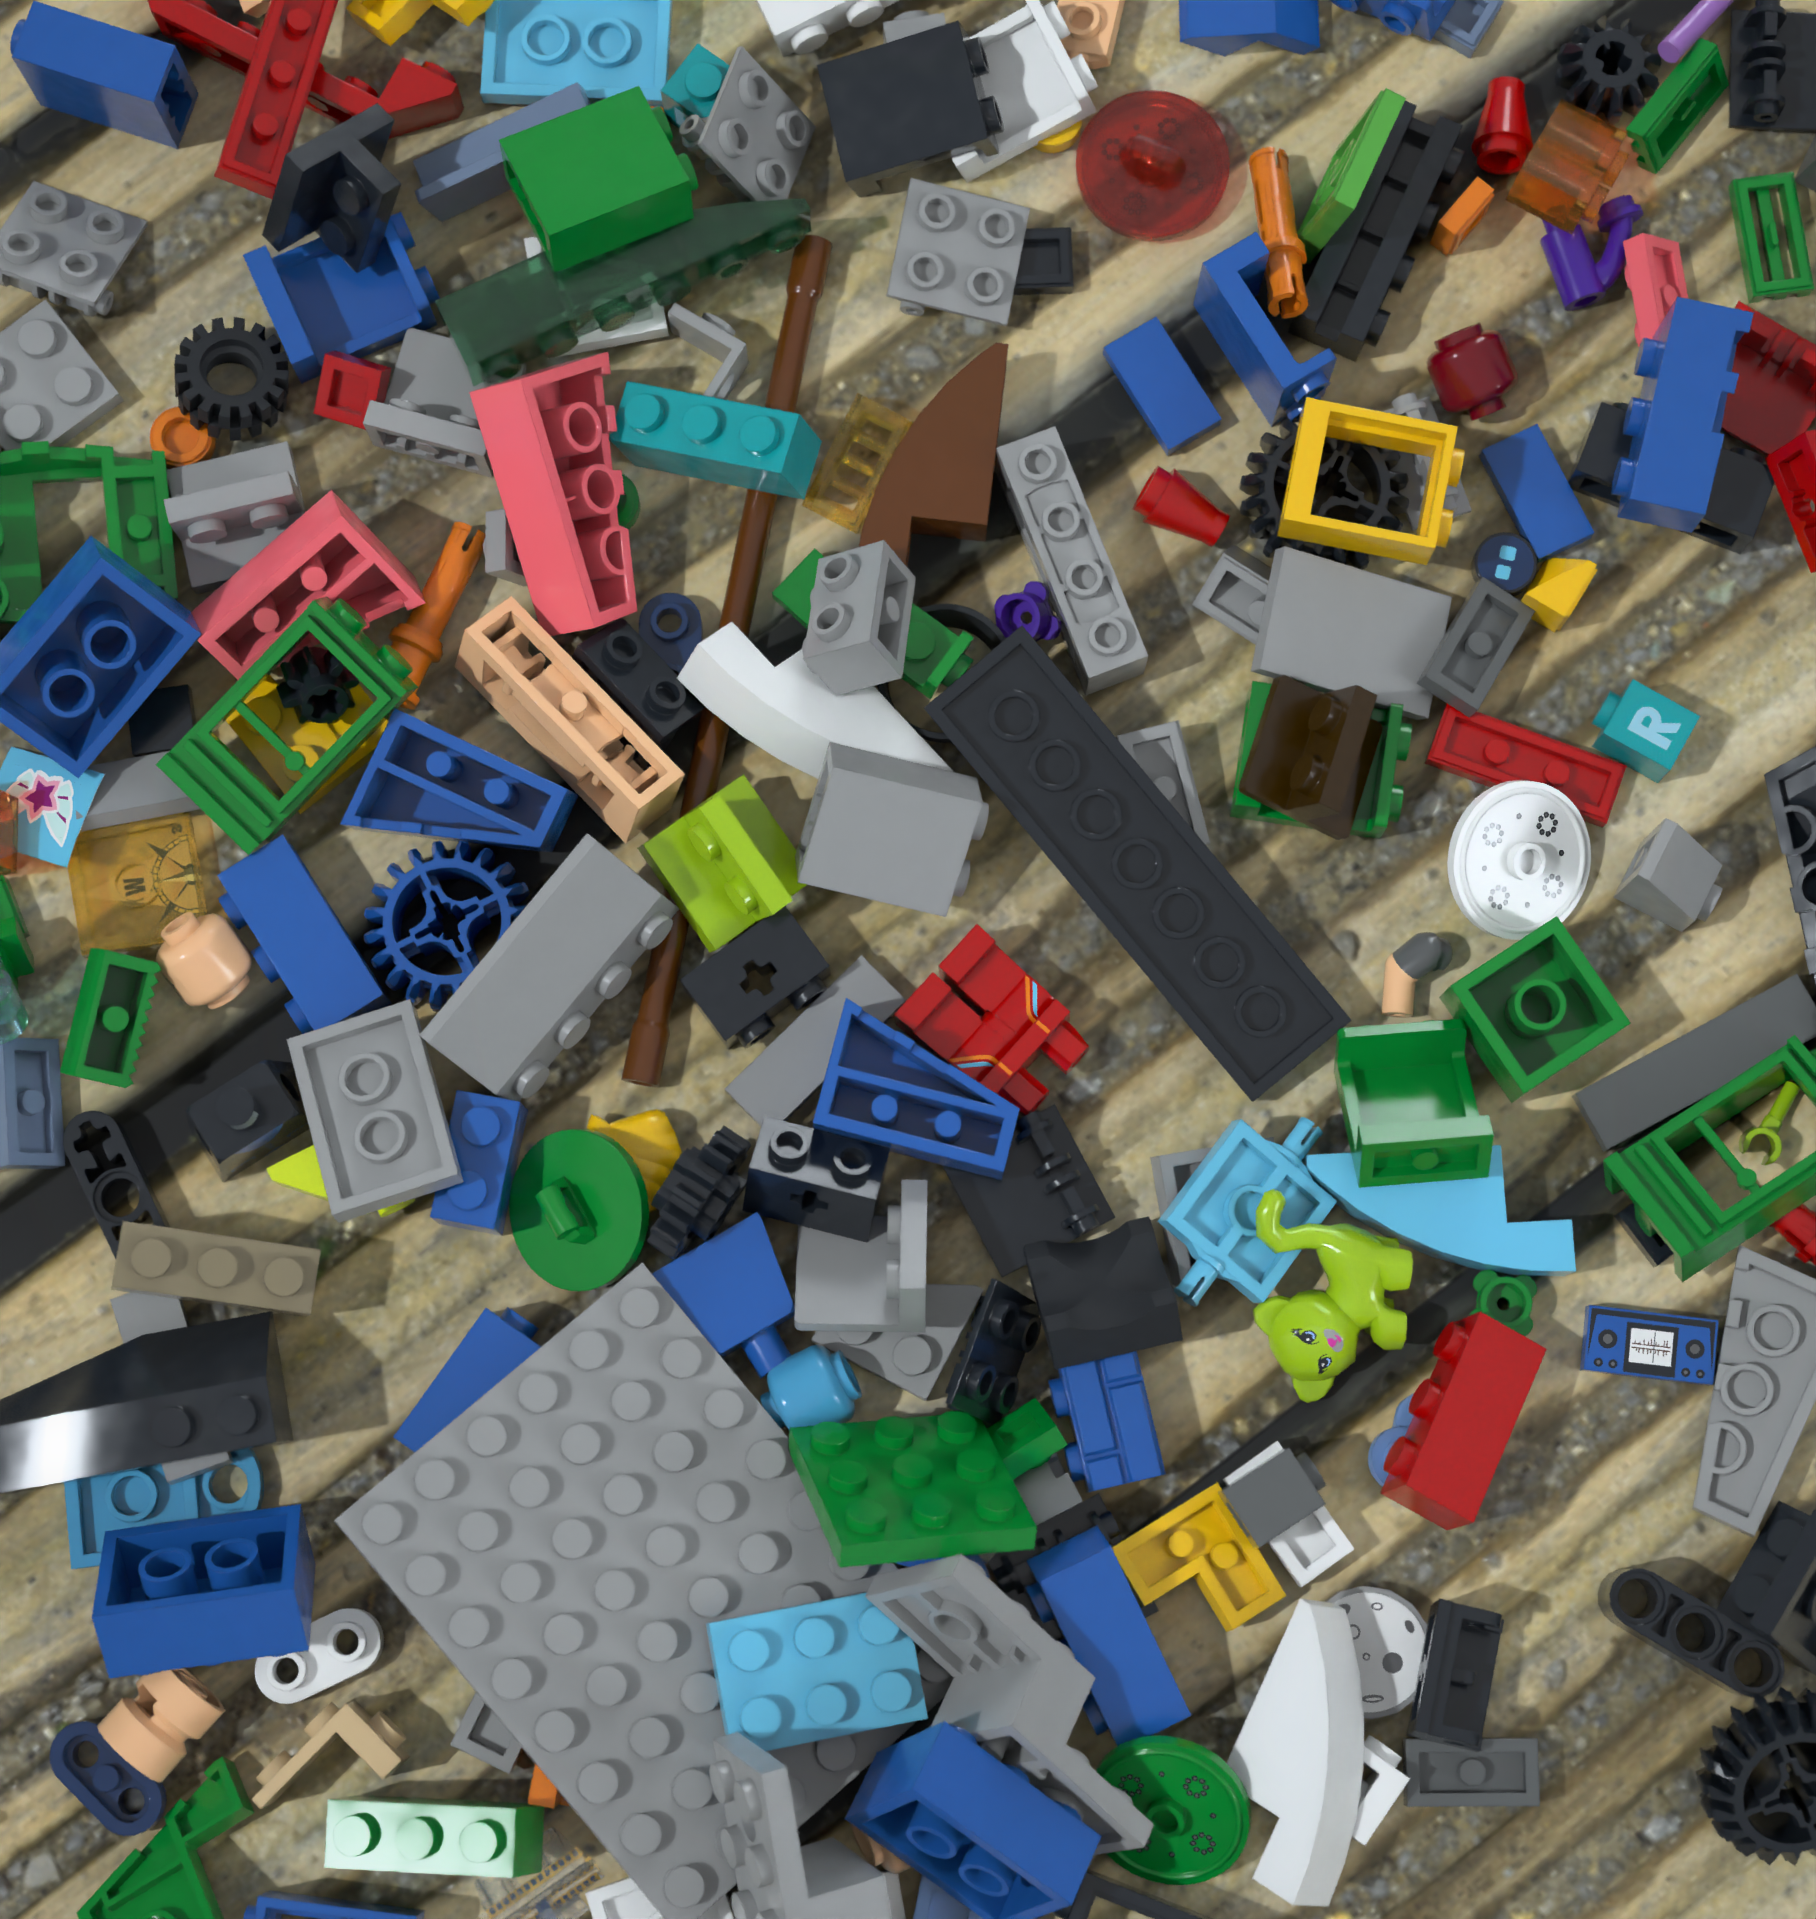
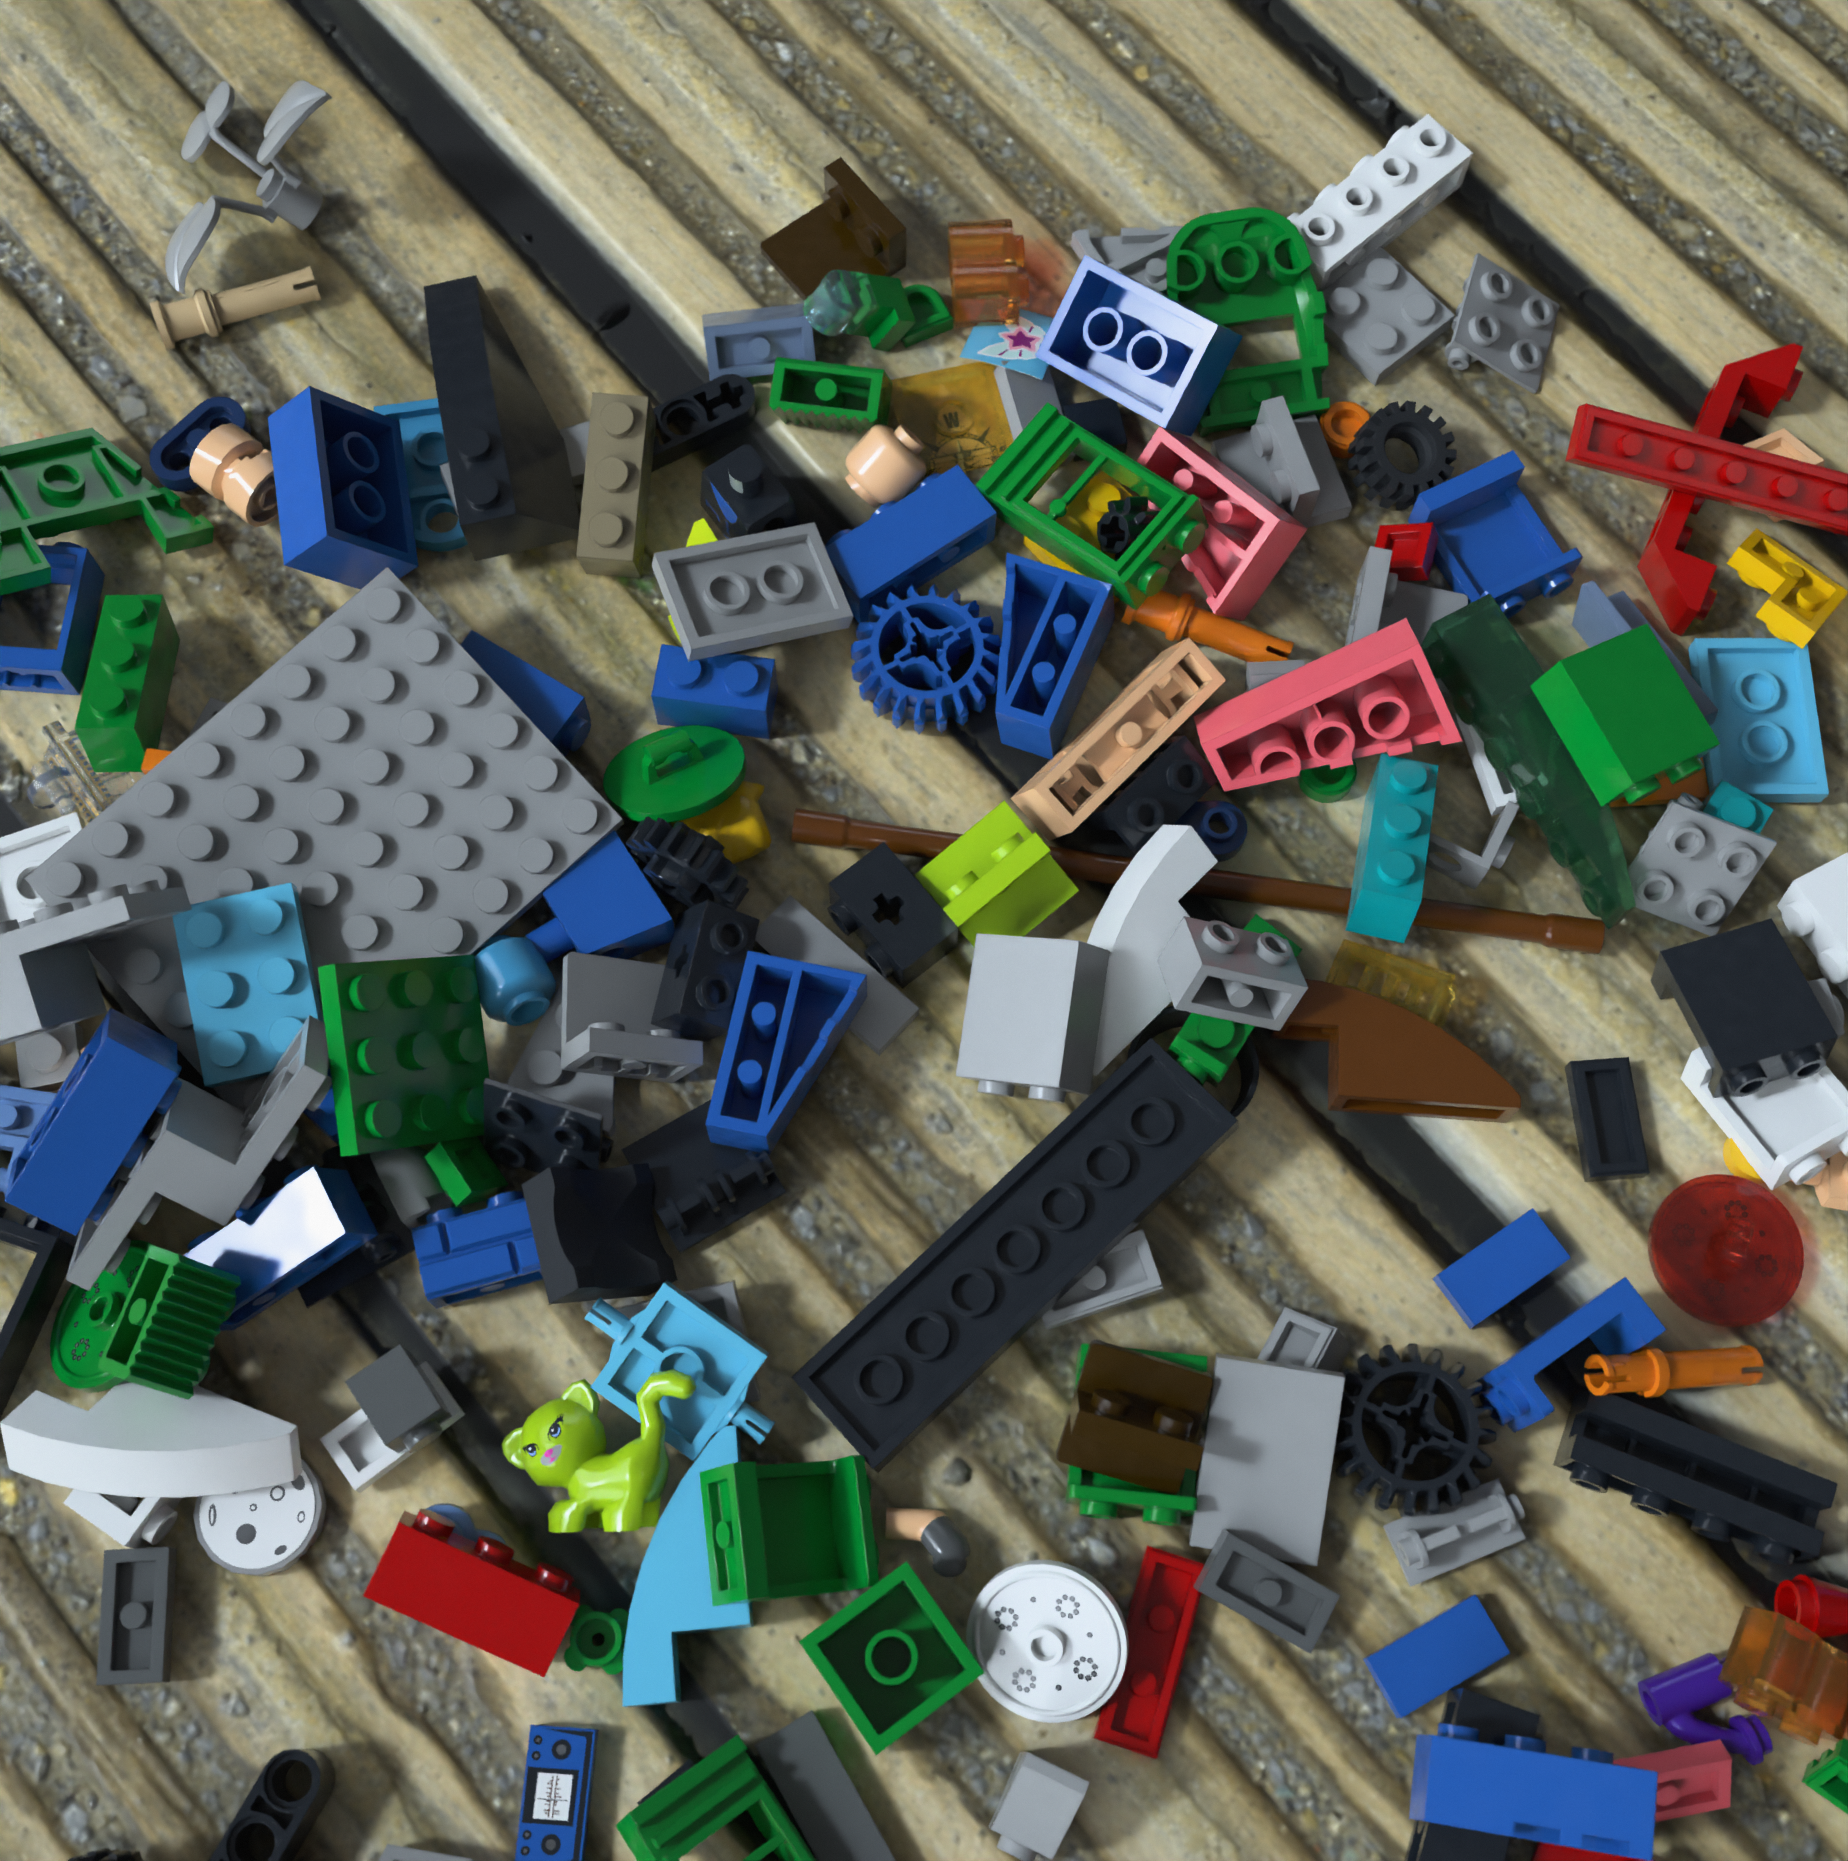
camera: 85 degrees right, 10 degrees down
(104, 74) = (1660, 333): blue brick -> none
(324, 1663) = (290, 596): white plate -> none
(337, 190) = (1585, 510): black bracket -> none
(372, 1738) = (227, 627): tan bracket -> none
(551, 972) = (886, 729): light grey slope -> none
(957, 253) = (1607, 1062): light grey hinge -> none
(1014, 1026) = (839, 1138): red hips -> none
(1034, 599) = (1255, 1145): dark purple plate -> none
(1070, 560) = (1313, 1180): light grey brick -> none
(1179, 507) = (1379, 1287): red cone -> none
(1196, 1729) = (170, 1323): none -> green brick
(1202, 1543) = (364, 1330): yellow plate -> none
(1349, 172) = (1748, 1426): bright green tile -> none
(1376, 429) = (1436, 1395): yellow window -> none
(1455, 1675) = (222, 1592): black hinge -> none
(1462, 217) = (1720, 1566): orange tile -> none
(1472, 371) = (1556, 1580): dark red head -> none
(1506, 562) = (1358, 1624): dark blue tile -> none
(1558, 590) = (1334, 1679): yellow slope -> none
(1643, 729) = (1195, 1773): teal brick -> none

